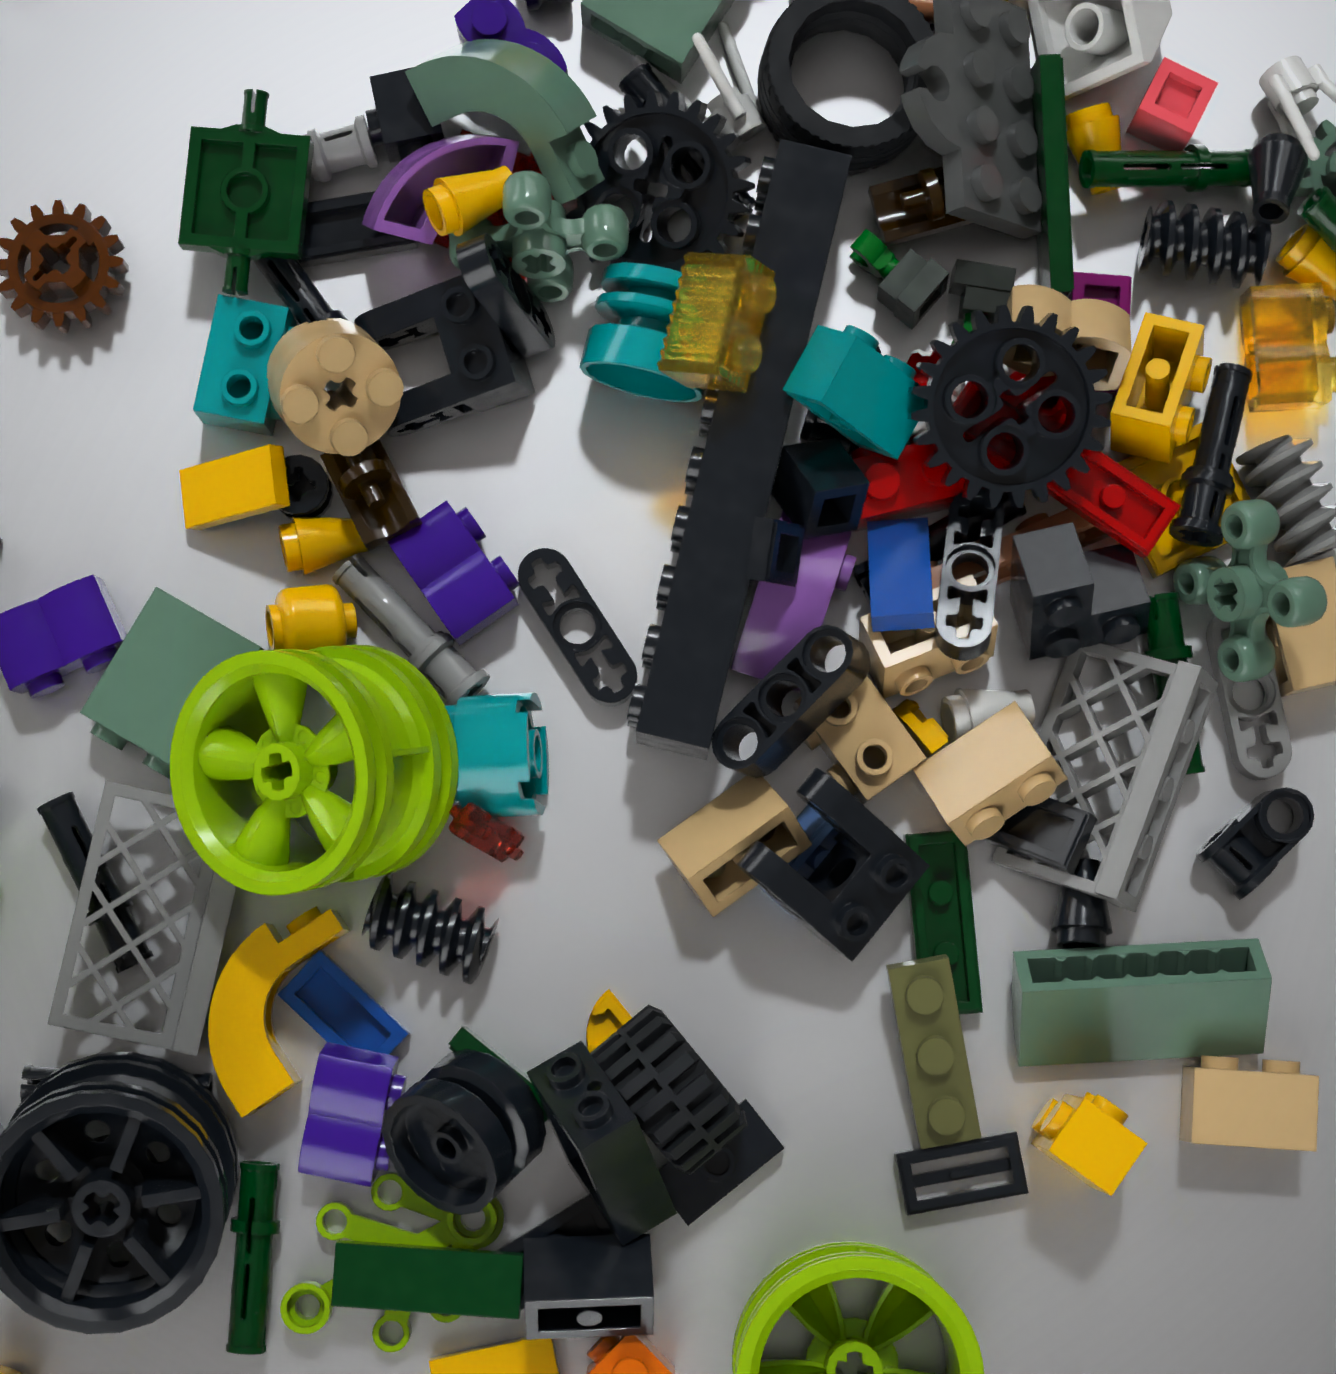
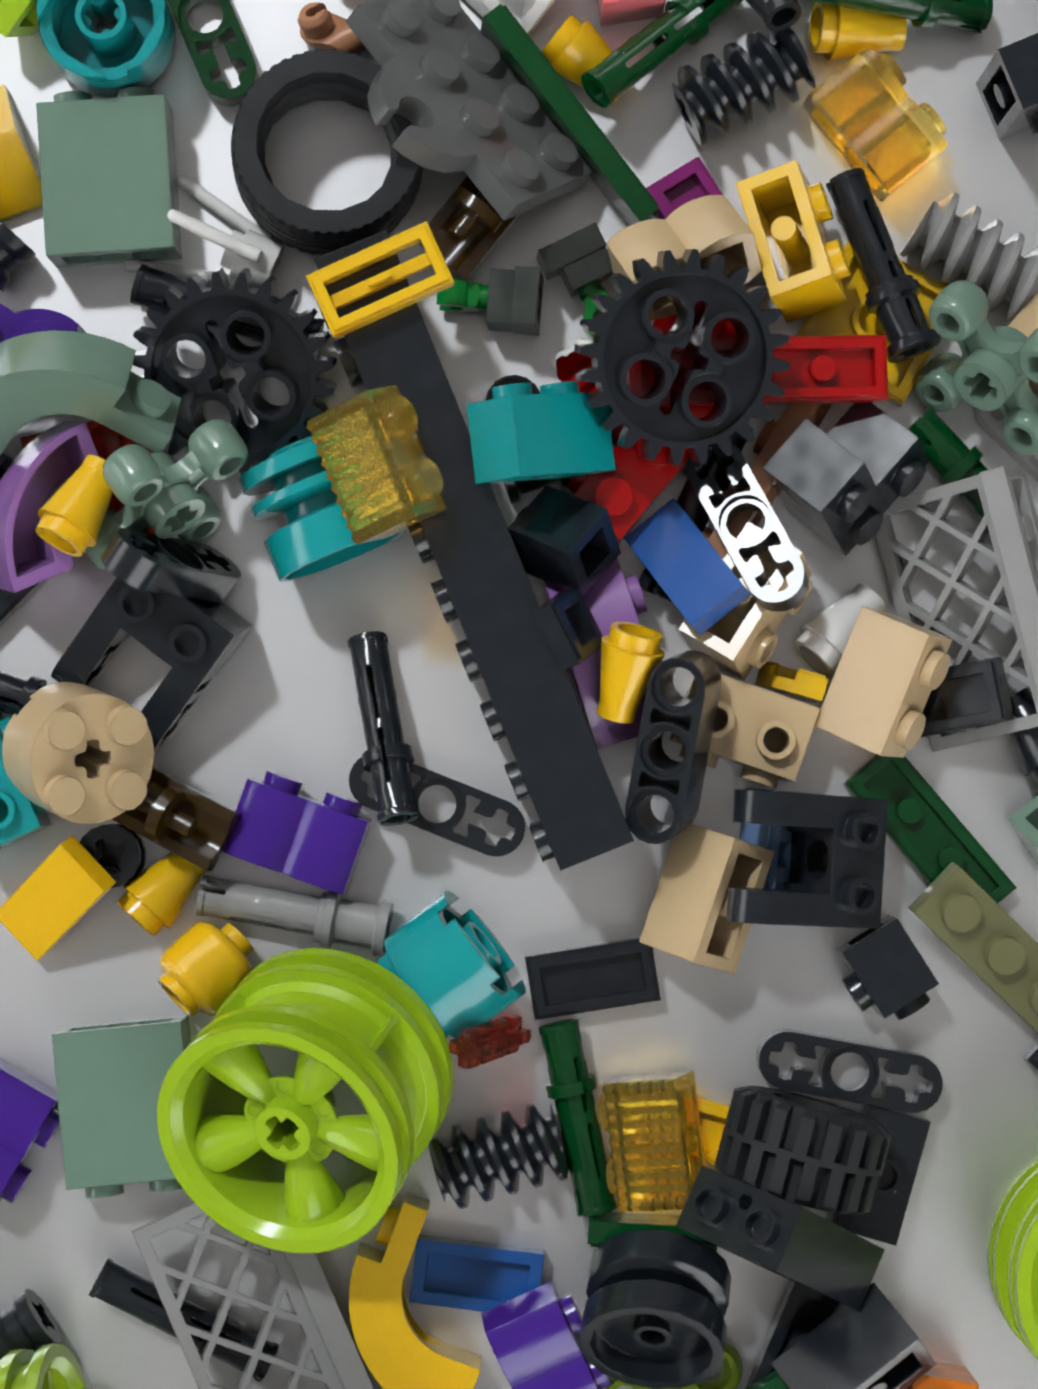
camera: 35 degrees left, 5 degrees up
(515, 936) = (574, 1101): none -> dark green pin
(557, 1000) = (652, 1139): none -> clear yellow brick
(567, 555) = (386, 751): none -> black pin
(600, 846) = (592, 978): none -> black tile
(792, 1084) = (898, 1063): none -> black beam
(799, 610) = (625, 668): none -> yellow cone
(815, 210) = (390, 304): none -> yellow tile
(834, 1003) = (886, 971): none -> black brick

